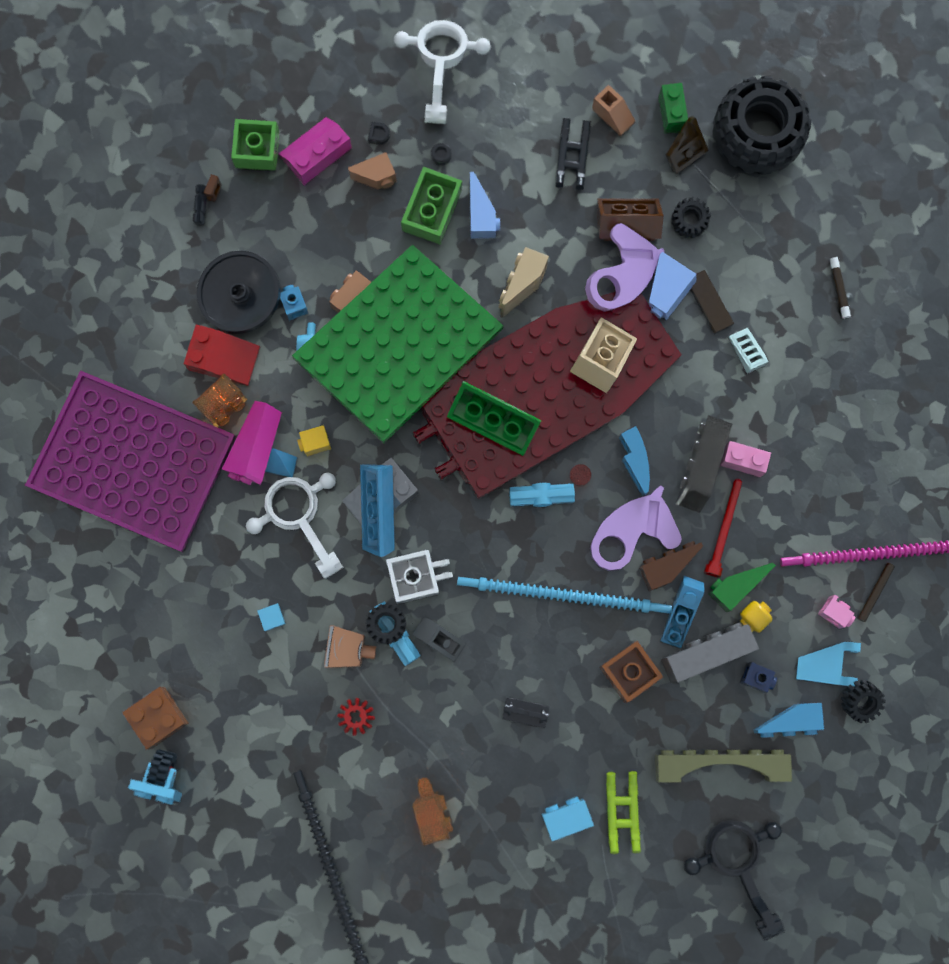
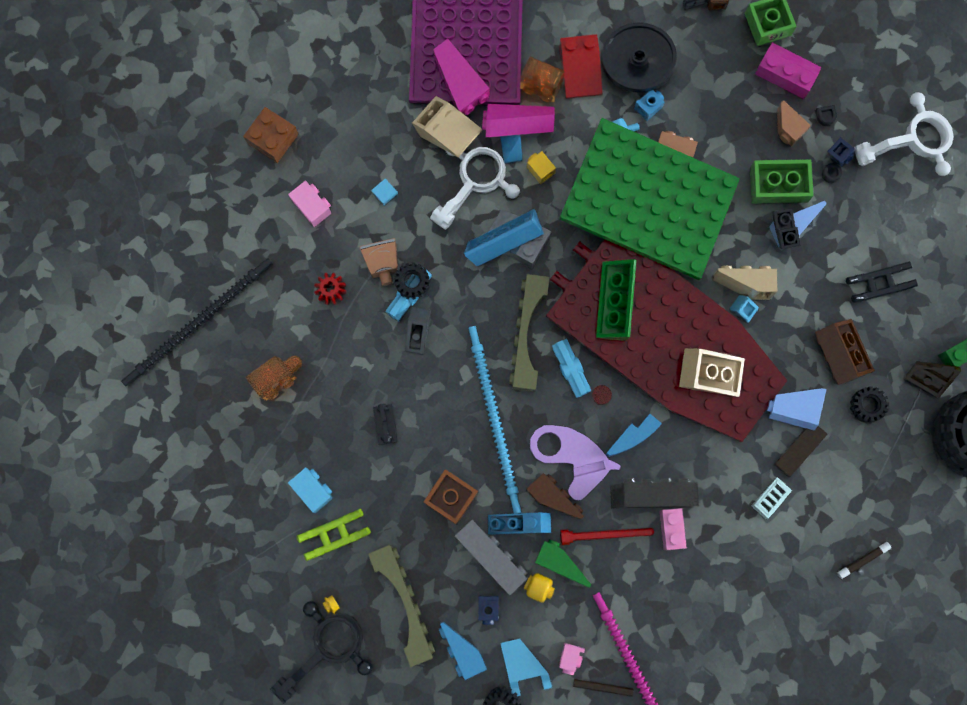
camera: 75 degrees right, 0 degrees up
(158, 779) = (224, 156): plate -> none
(183, 486) = (460, 78): none -> dark pink slope
(230, 522) = (446, 127): none -> tan slope
(251, 703) = (309, 203): none -> bright pink brick
(421, 565) = (461, 301): white hinge -> none
(426, 134) = (841, 152): none -> dark blue brick
(484, 221) = (785, 228): none -> black slope
(530, 545) = (535, 290): none -> olive arch
(545, 297) = (744, 308): none -> medium azure slope
(613, 110) = (936, 301): nougat slope -> none
(631, 276) = (791, 371): lavender animal -> none
(696, 842) = (330, 604): none -> yellow plate

